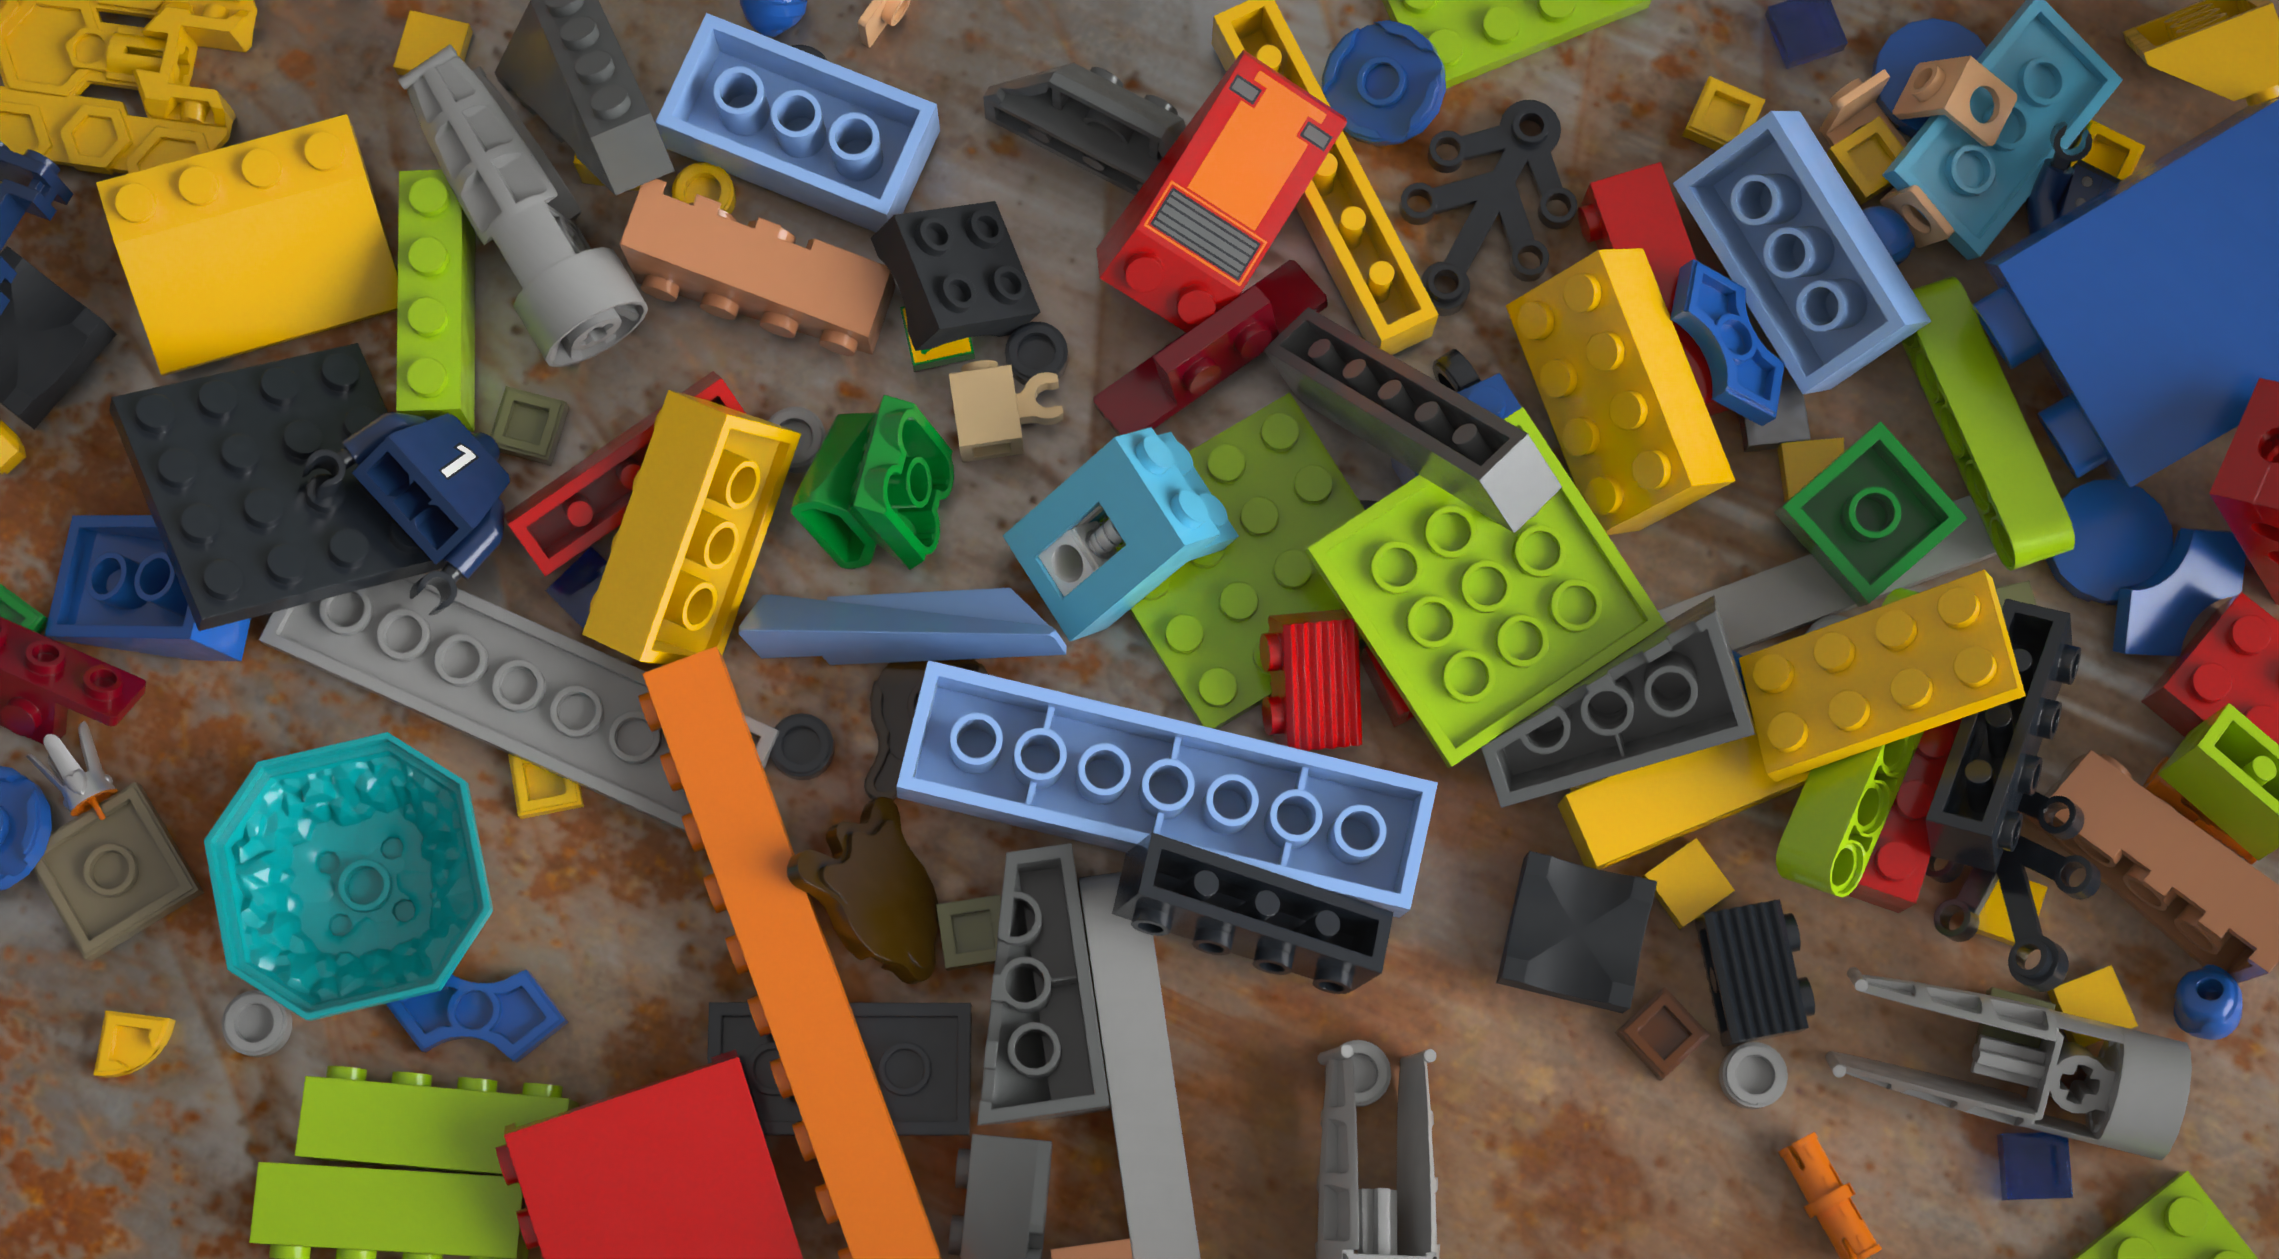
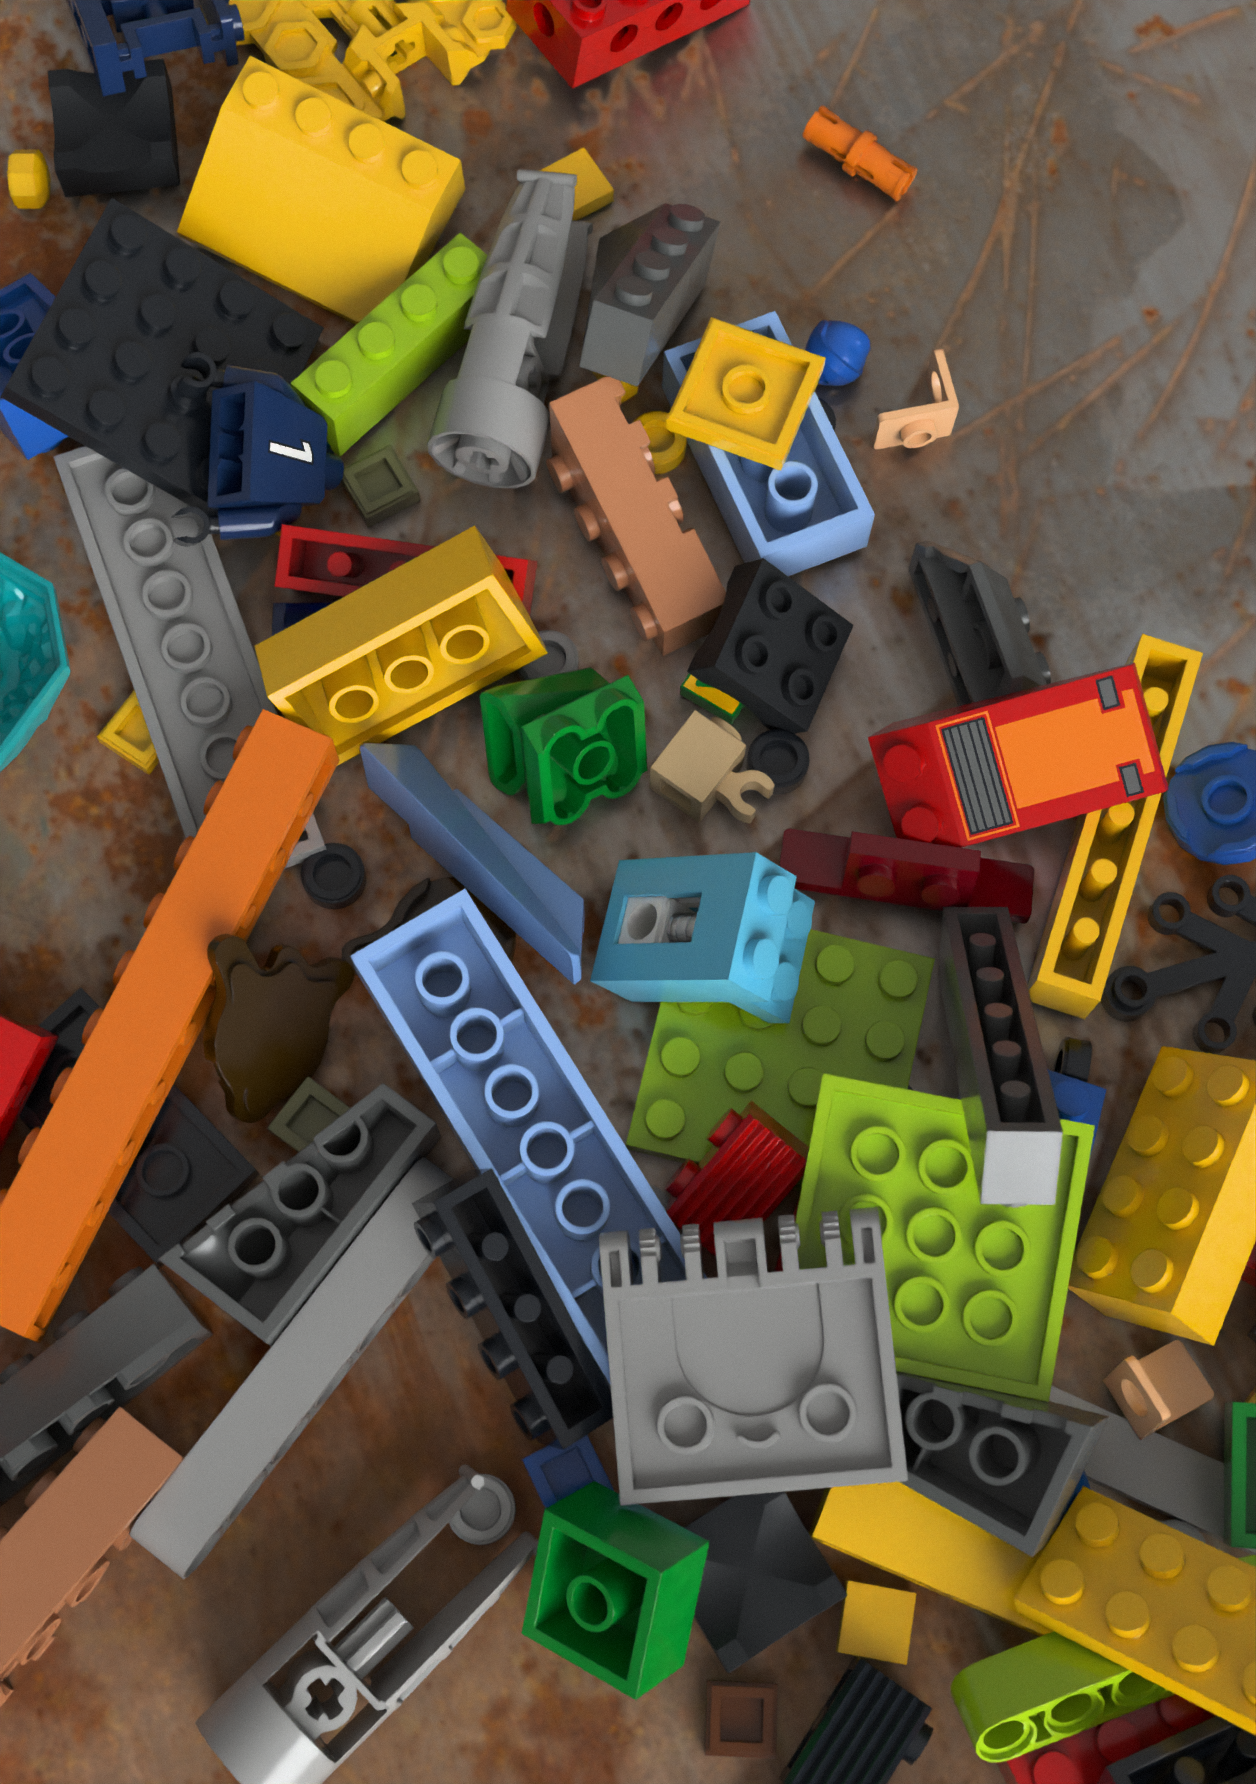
camera: 45 degrees right, 5 degrees down
(752, 99) = (745, 393): none -> yellow tile
(1396, 995) = (563, 1472): none -> blue plate
(1458, 794) = (751, 1371): none -> light grey hinge
(1505, 1027) = (614, 1589): none -> green brick
(1722, 545) = (1158, 1388): none -> light nougat bracket

